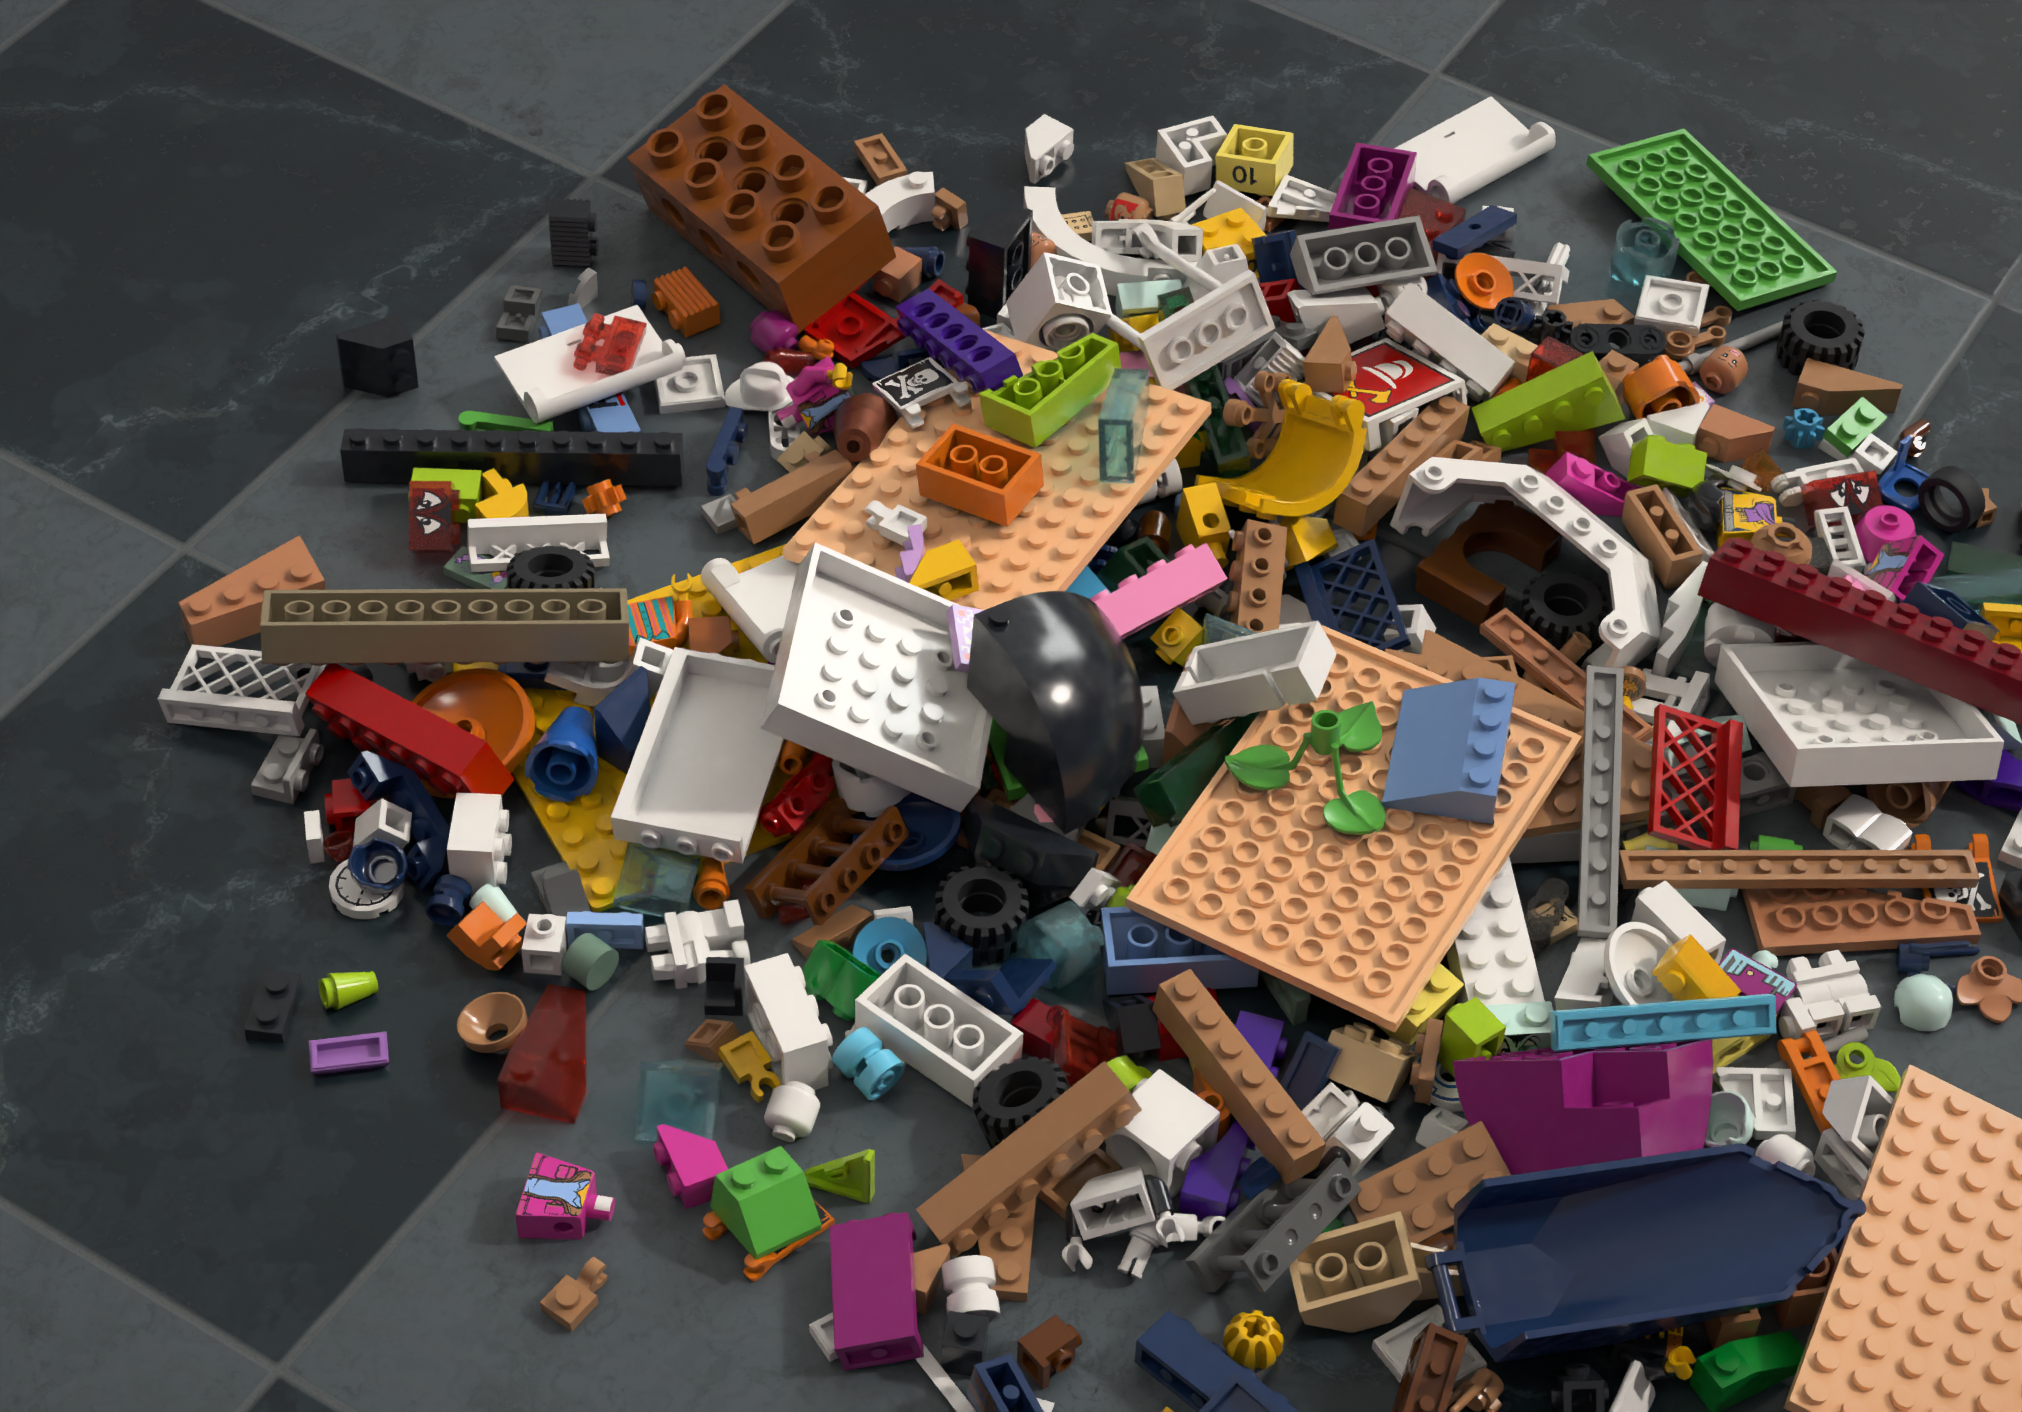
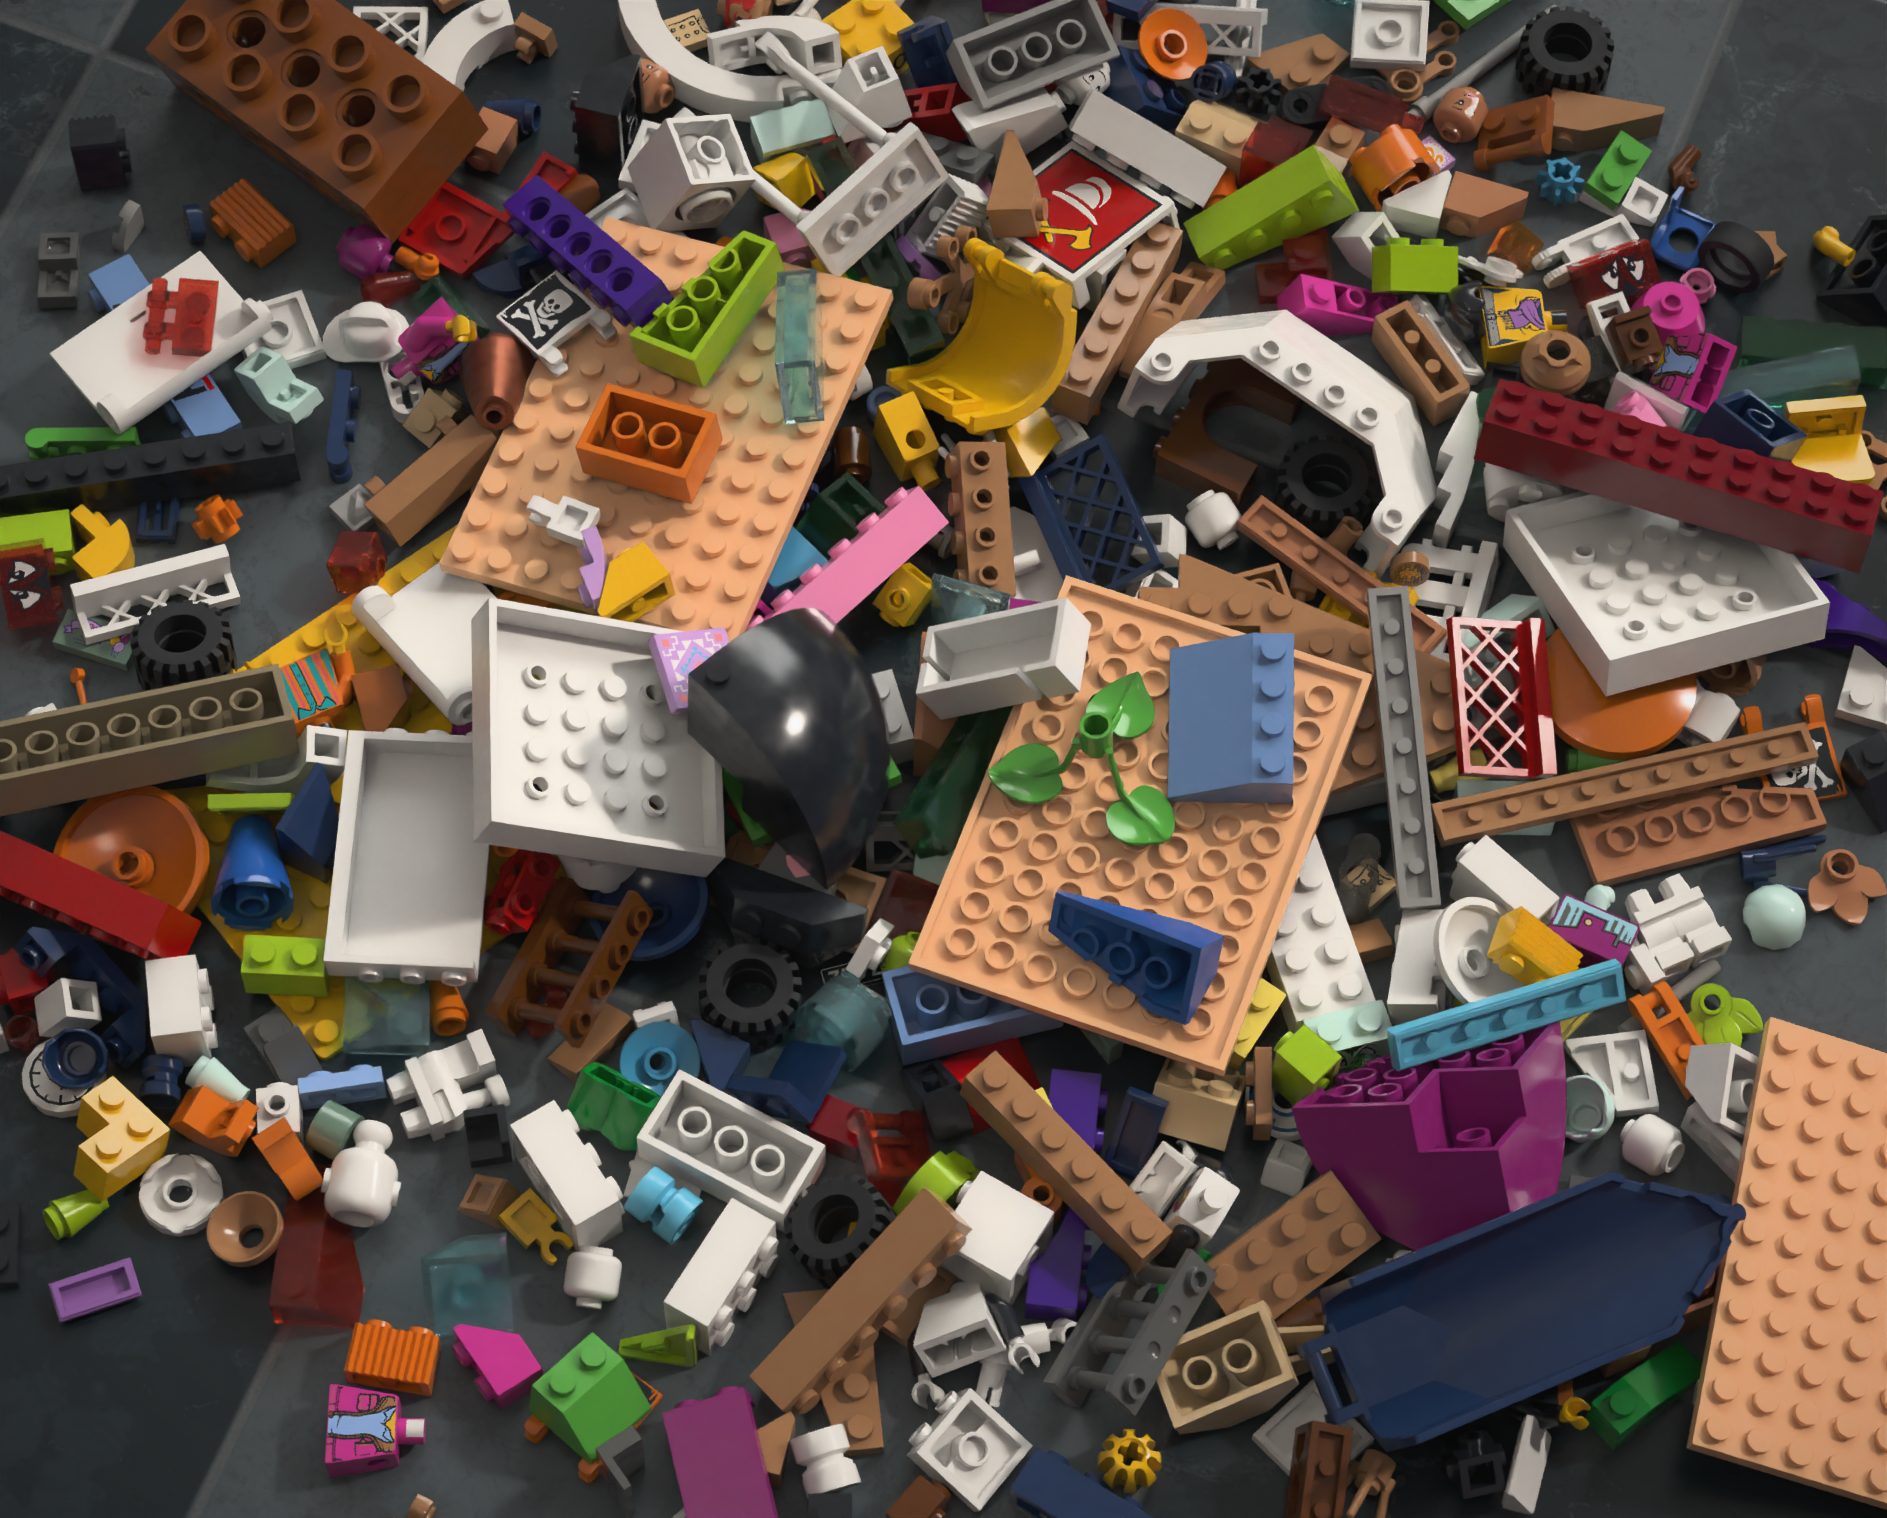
camera: 10 degrees left, 15 degrees up
(398, 935) = (121, 1140): none -> yellow brick
(435, 975) = (175, 1171): none -> white tile
(543, 967) = (289, 1159): none -> orange leg
(566, 693) = (249, 803): none -> lime tile
(577, 826) = (285, 966): none -> lime brick
(599, 1145) = (393, 1357): none -> orange brick
(605, 1000) = (363, 1178): none -> white piece
(675, 412) = (276, 388): none -> light aqua brick
(712, 541) = (356, 561): none -> clear red brick
(783, 1260) = (619, 1460): none -> dark grey panel
(910, 1122) = (723, 1275): none -> white brick
(1105, 1304) = (968, 1447): none -> white plate
(1345, 920) = (1150, 954): none -> blue wedge
(1460, 623) = (1213, 519): none -> white head
(1550, 965) = (1372, 940): none -> medium nougat slope
(1640, 342) = (1366, 106): none -> clear red hinge
(1770, 385) = (1512, 125): none -> dark orange plate
(1799, 815) = (1618, 724): none -> orange dish
(1853, 539) = (1625, 347): none -> reddish brown brick
(1920, 518) = (1702, 279): none -> bright pink plate

